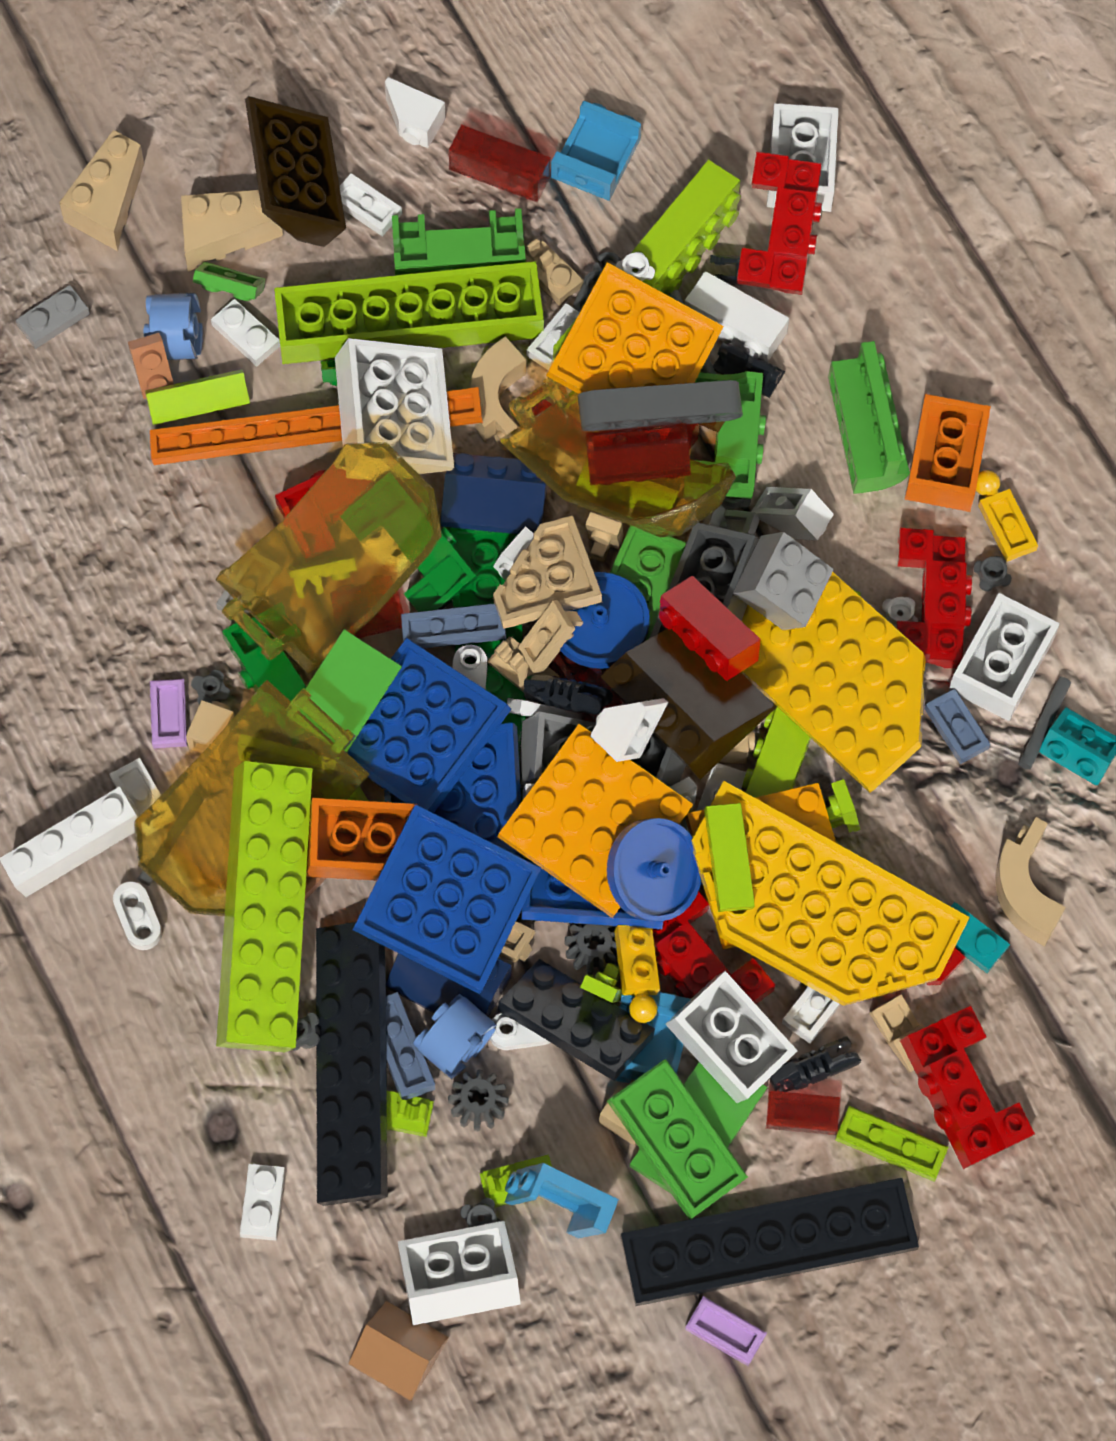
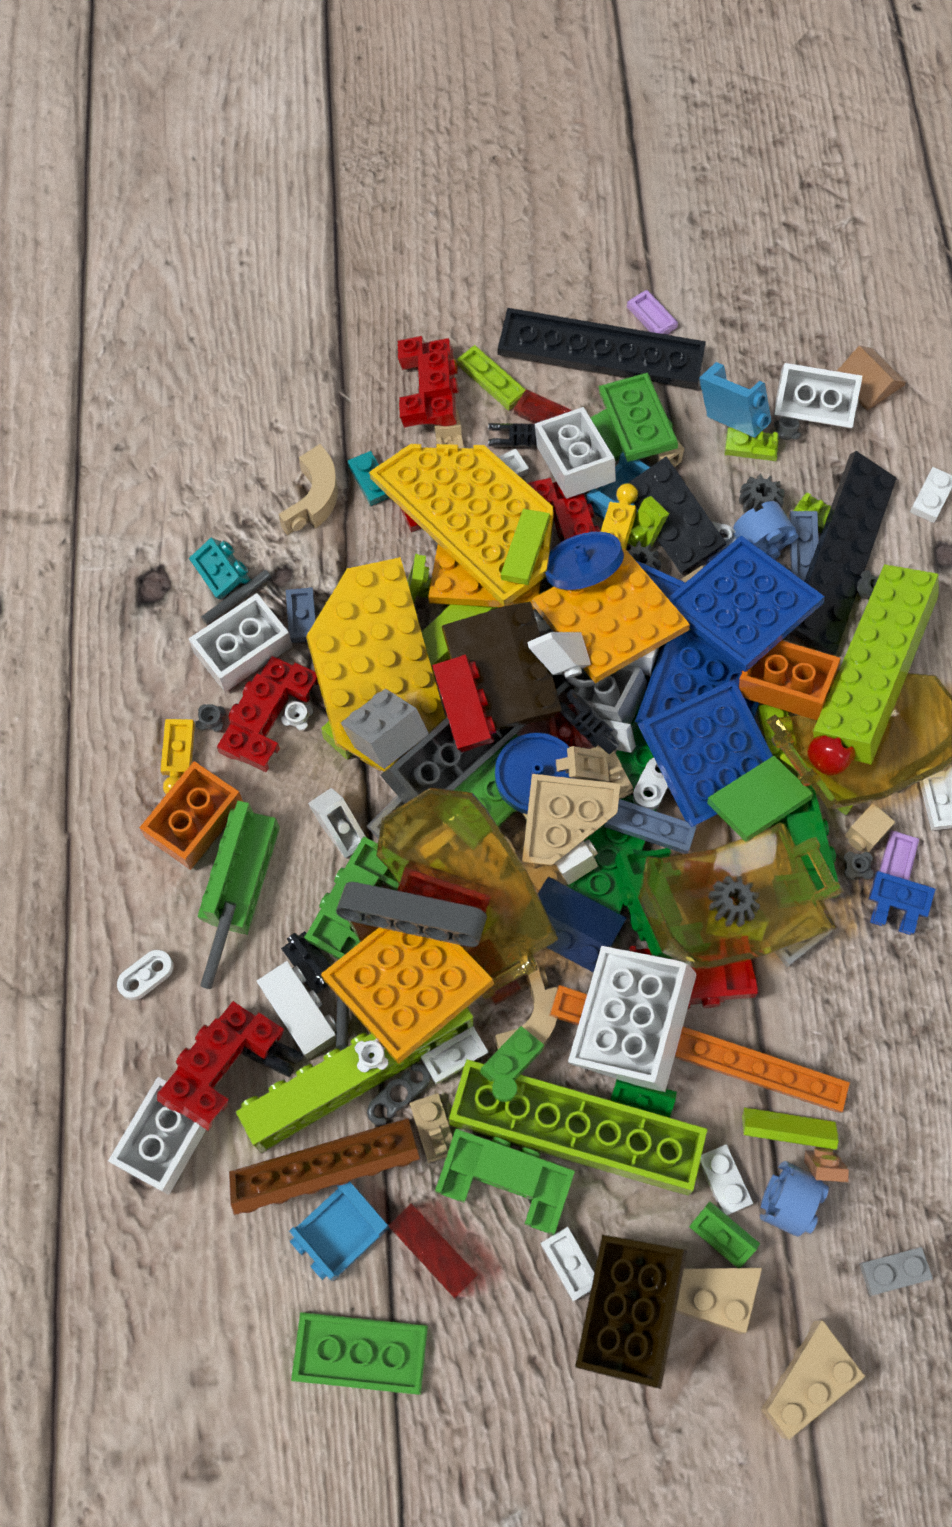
camera: 155 degrees left, 0 degrees up
(157, 664) = (900, 894): none -> blue plate
(284, 751) = (829, 755): none -> red hair
(338, 549) = (743, 898): none -> dark grey gear
(414, 112) = (489, 1343): white slope -> none
(498, 330) = (510, 1062): none -> bright green hinge
(528, 70) = (360, 1353): none -> bright green tile
(634, 188) = (322, 1166): none -> dark orange plate
(847, 339) = (218, 945): none -> dark grey bar
(904, 295) = (144, 973): none -> white plate

